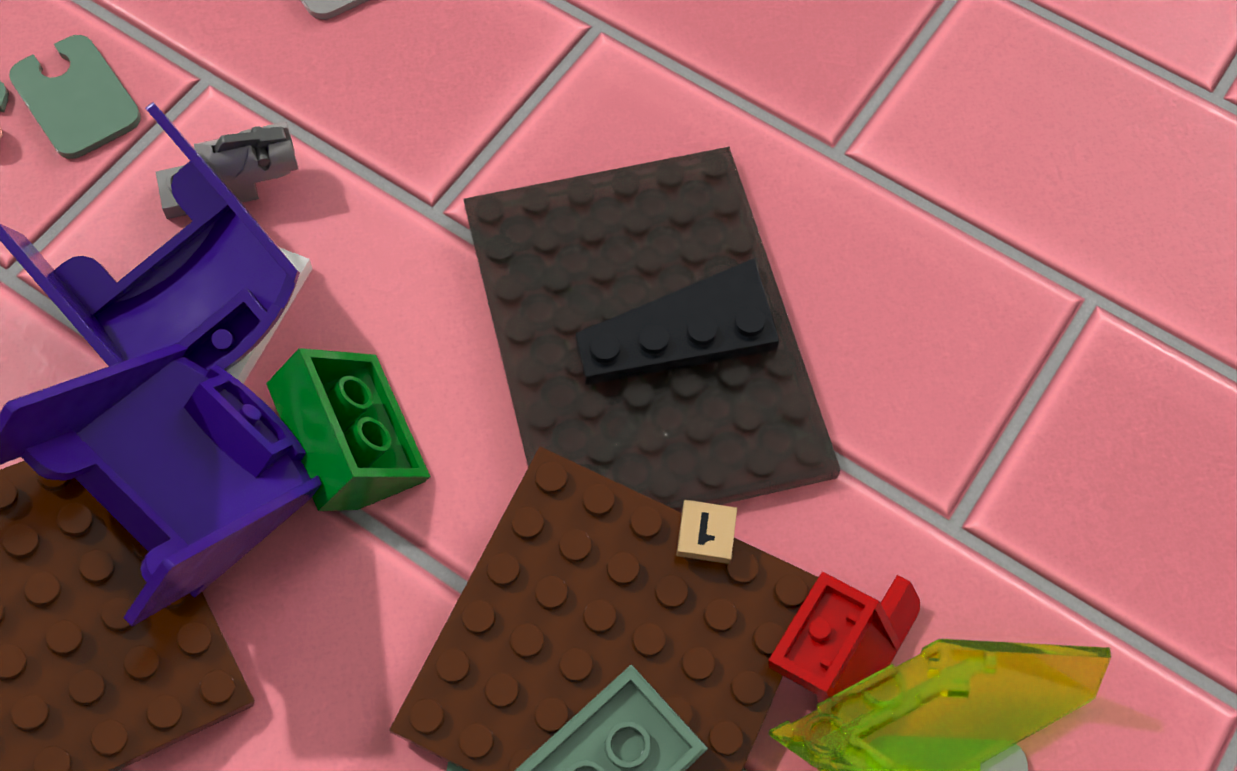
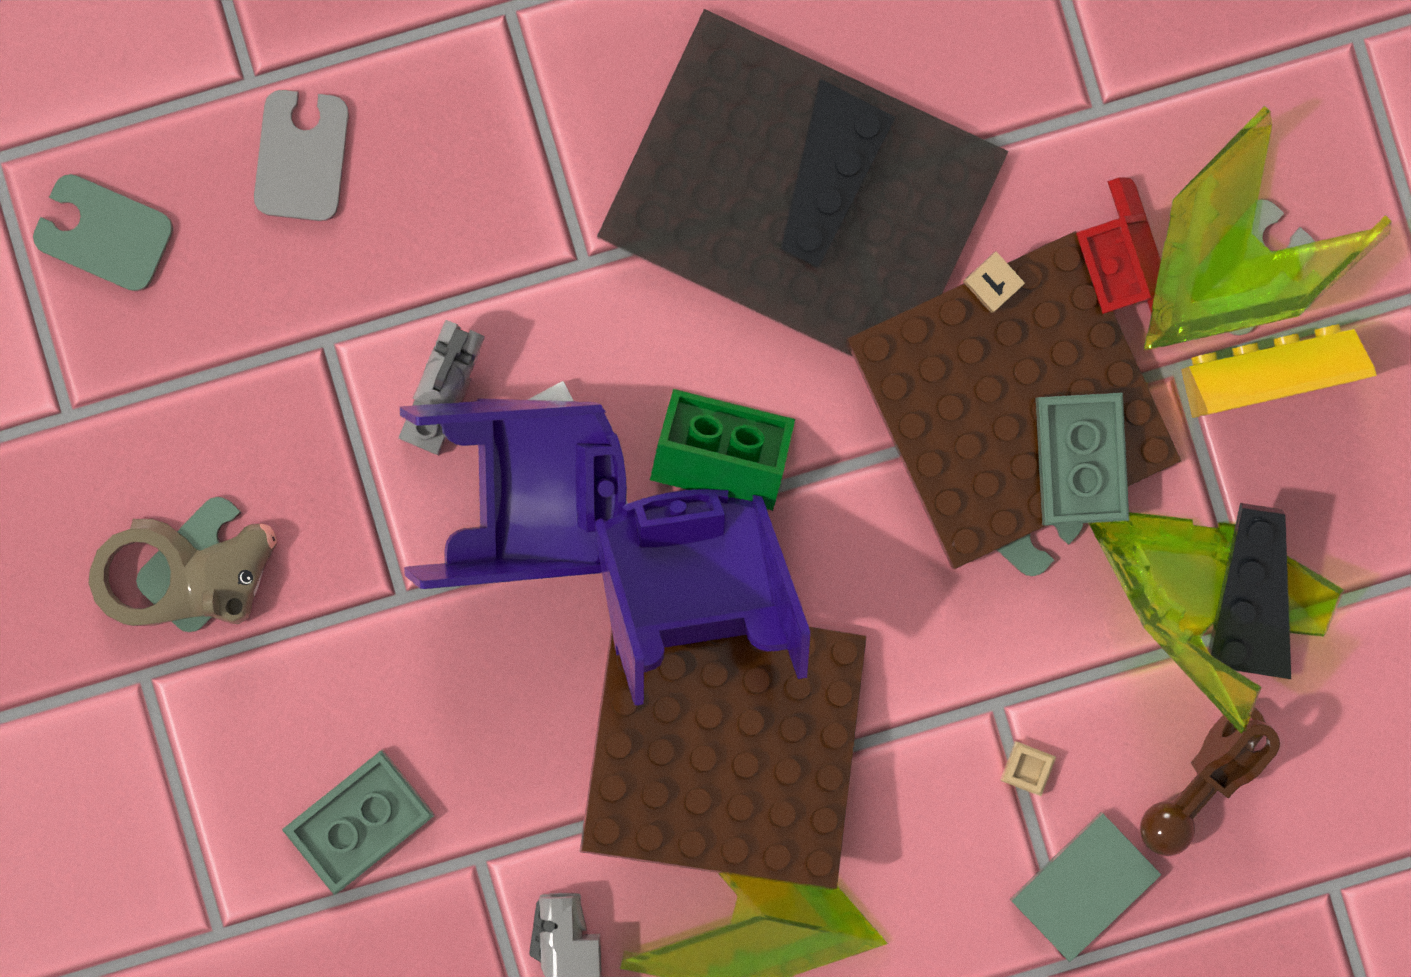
camera: 50 degrees left, 25 degrees up
(82, 105) = (280, 451): sand green piece -> none

